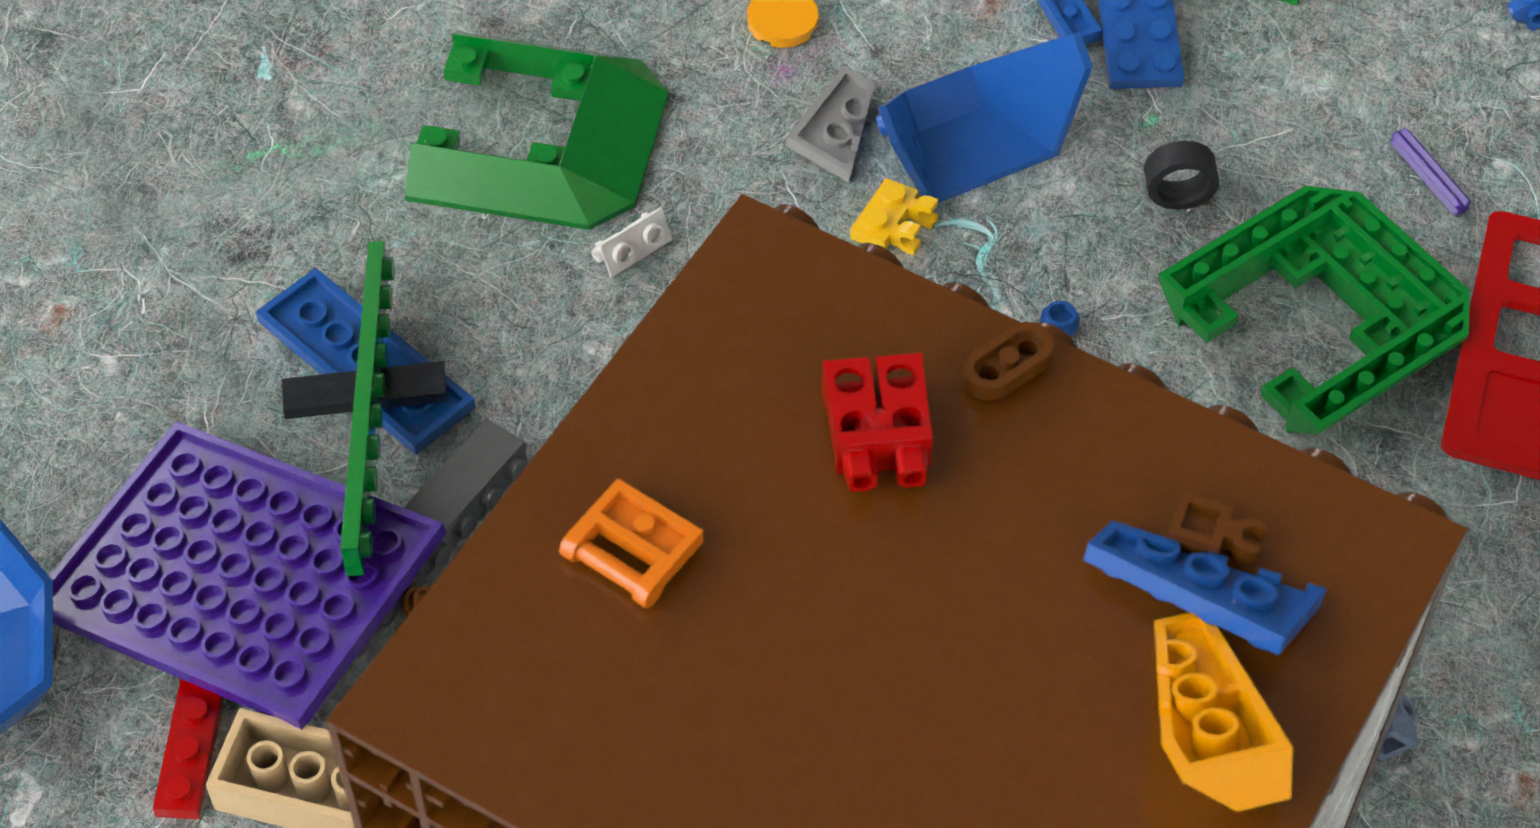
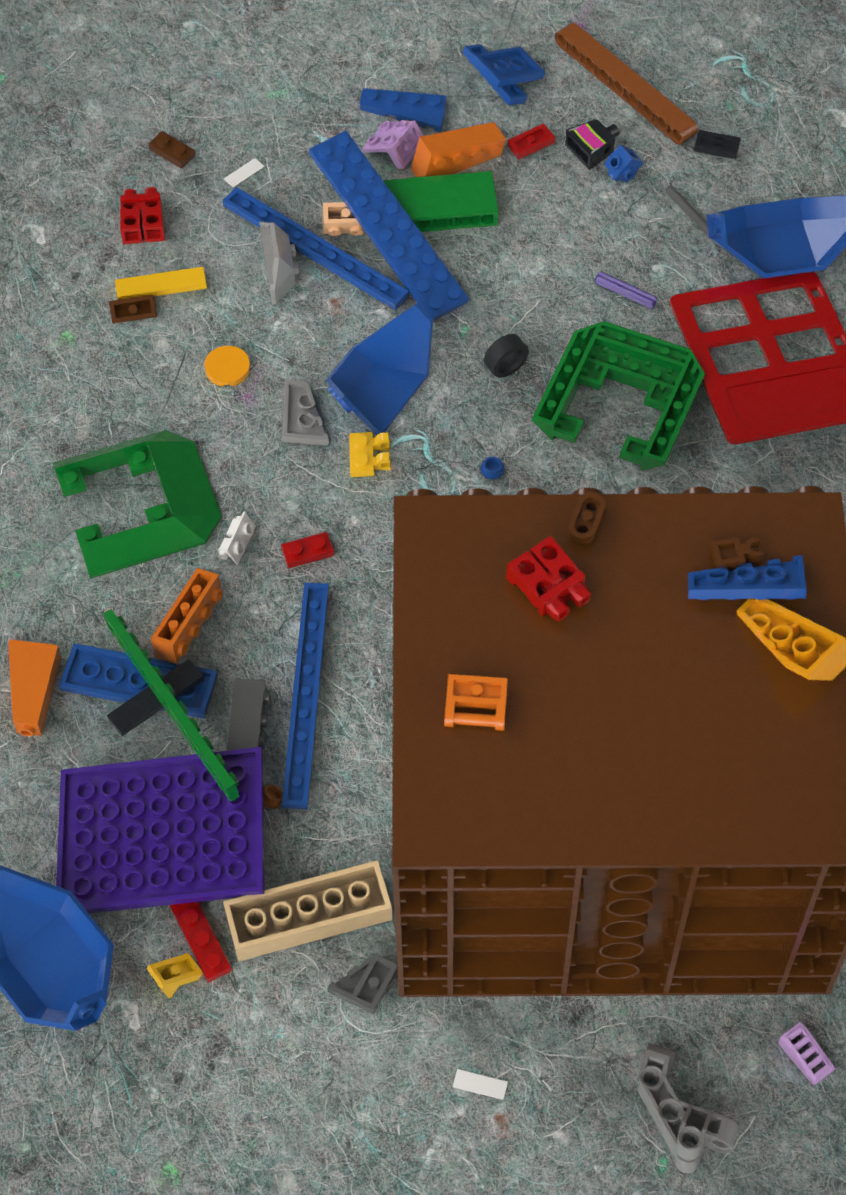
camera: 30 degrees left, 5 degrees up
(110, 772) = (174, 973): none -> yellow slope
(223, 293) = (32, 683): none -> orange slope
(482, 303) = (187, 616): none -> orange brick

